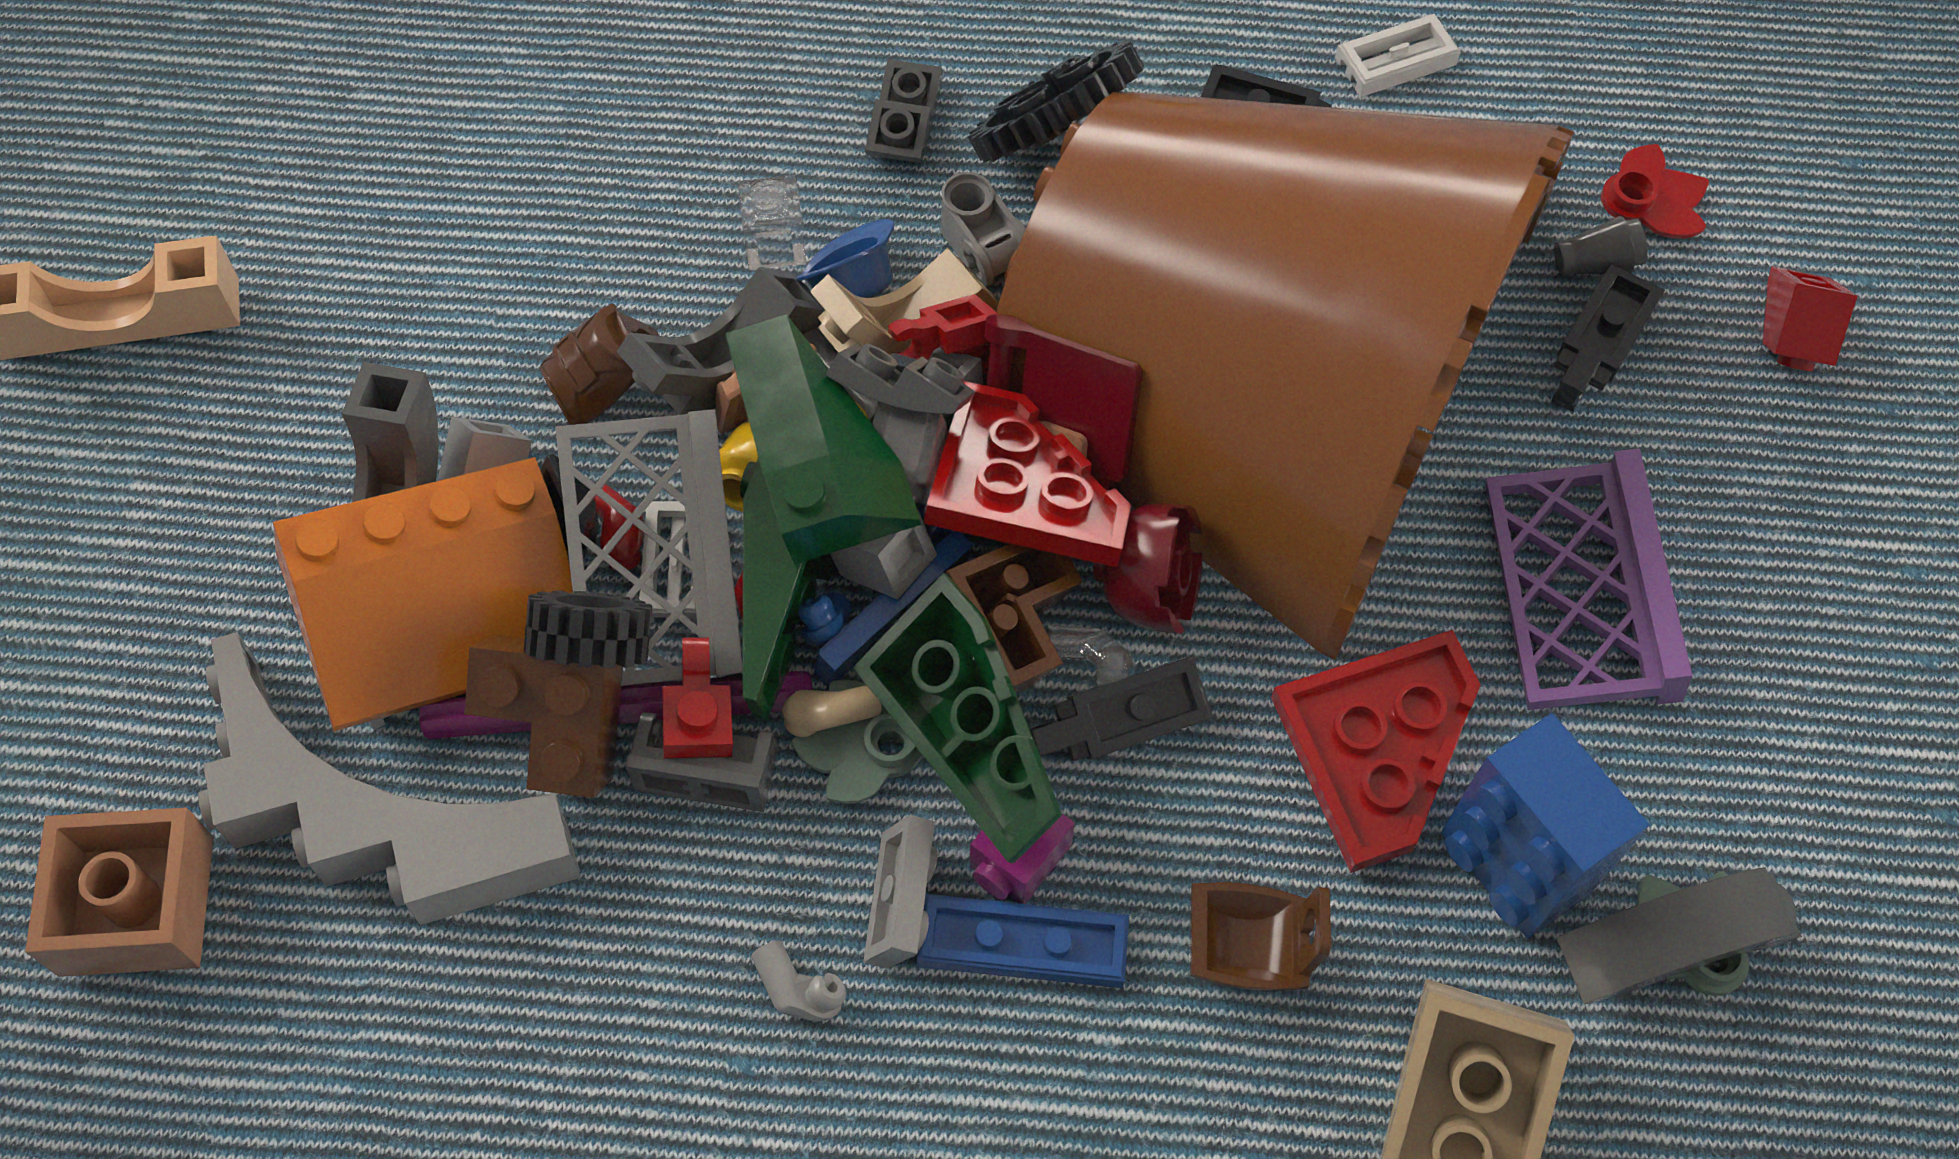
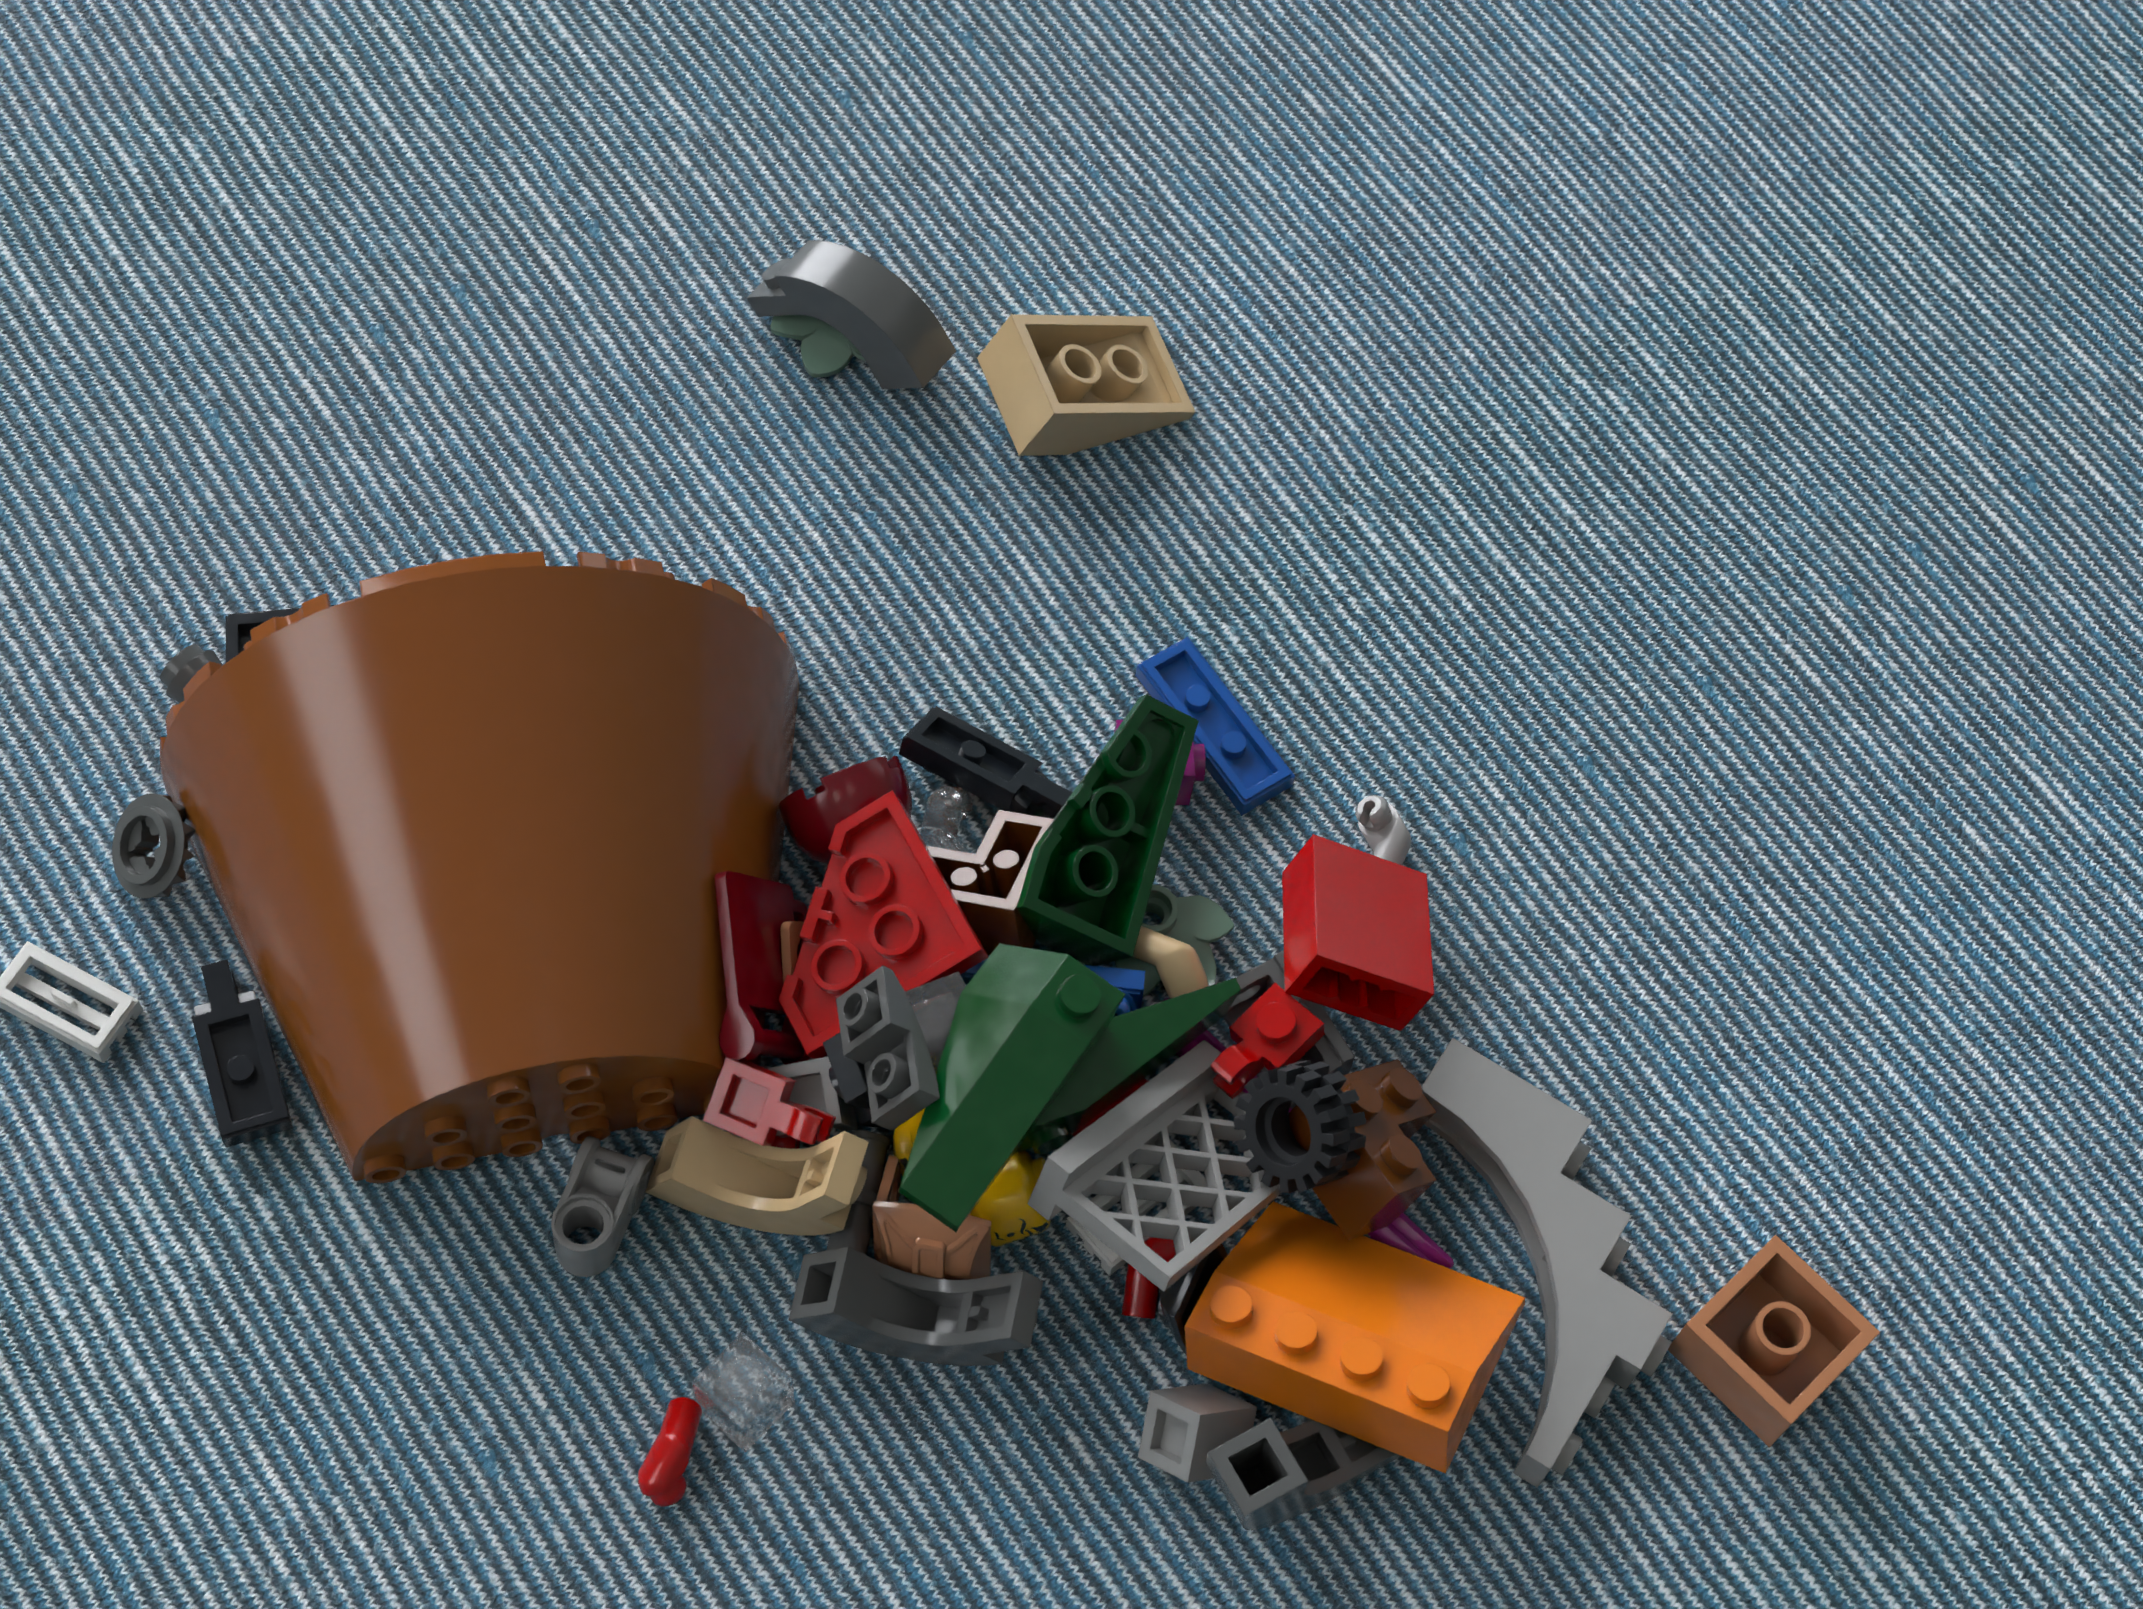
camera: 135 degrees left, 0 degrees up
(587, 370) = (1018, 1419): reddish brown piece -> none
(720, 853) = (1356, 933): none -> red brick
(770, 160) = (670, 1453): none -> red arm
(855, 260) = (729, 1286): blue piece -> none
(903, 871) = (1261, 815): light grey plate -> none
(904, 111) = (498, 1399): dark grey slope -> none
(1051, 104) = (358, 1183): black gear -> none
(1257, 935) = (1086, 566): reddish brown piece -> none
(1380, 741) = (853, 588): red plate -> none
(1541, 826) = (871, 412): blue brick -> none
(1643, 584) = (571, 475): medium lavender fence -> none
(1655, 195) = (89, 687): red plate -> none
(1806, 318) = (169, 503): red slope -> none

